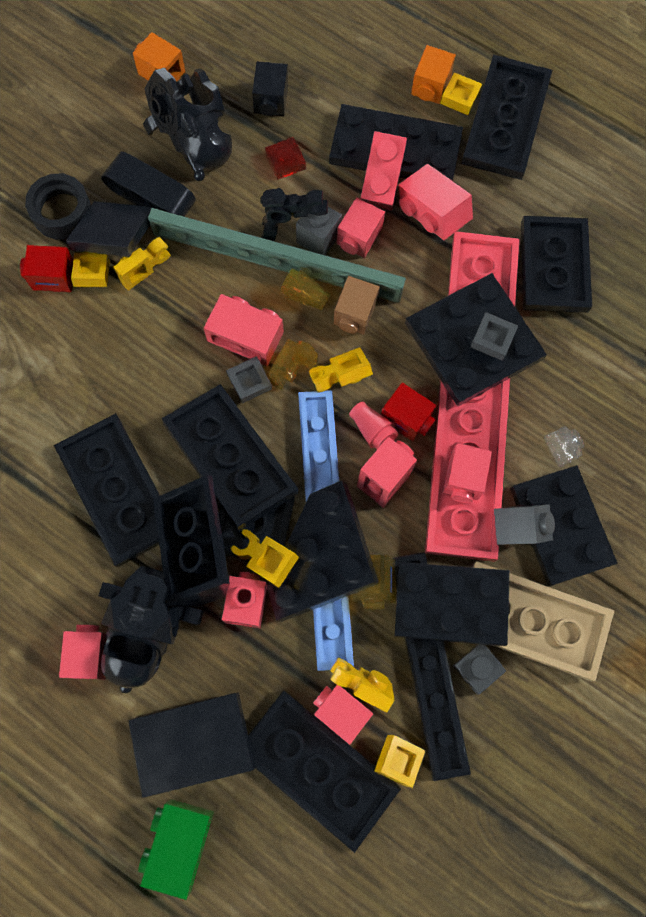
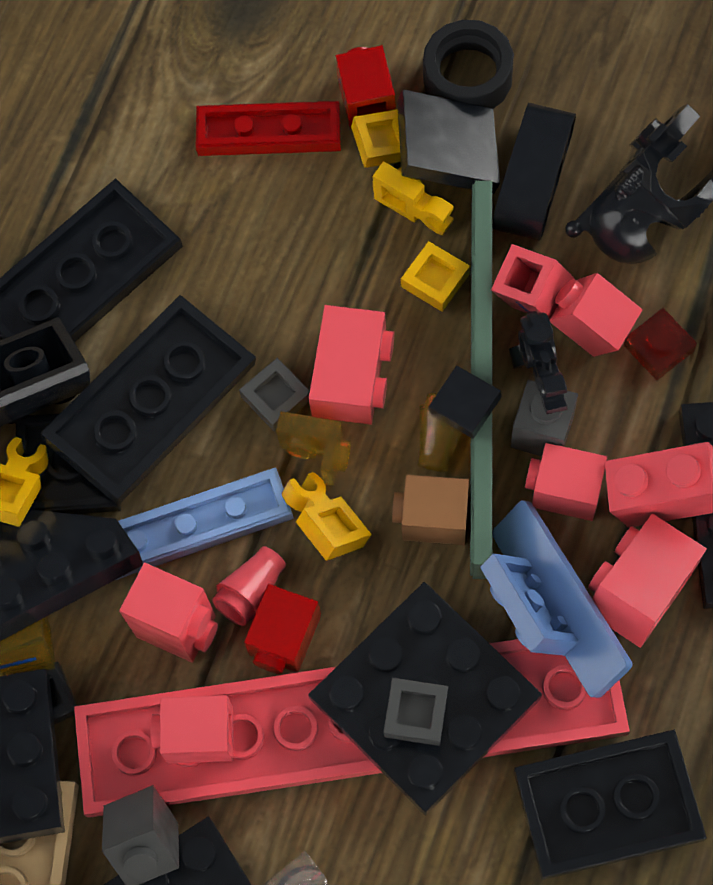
camera: 85 degrees right, 5 degrees down
(52, 340) = (268, 128): none -> red tile
(199, 265) = (435, 276): none -> yellow plate
(229, 206) = (530, 281): none -> coral brick
(257, 176) = (594, 314): none -> coral brick
(299, 261) = (465, 402): none -> black tile
(438, 251) = (550, 601): none -> medium blue bracket

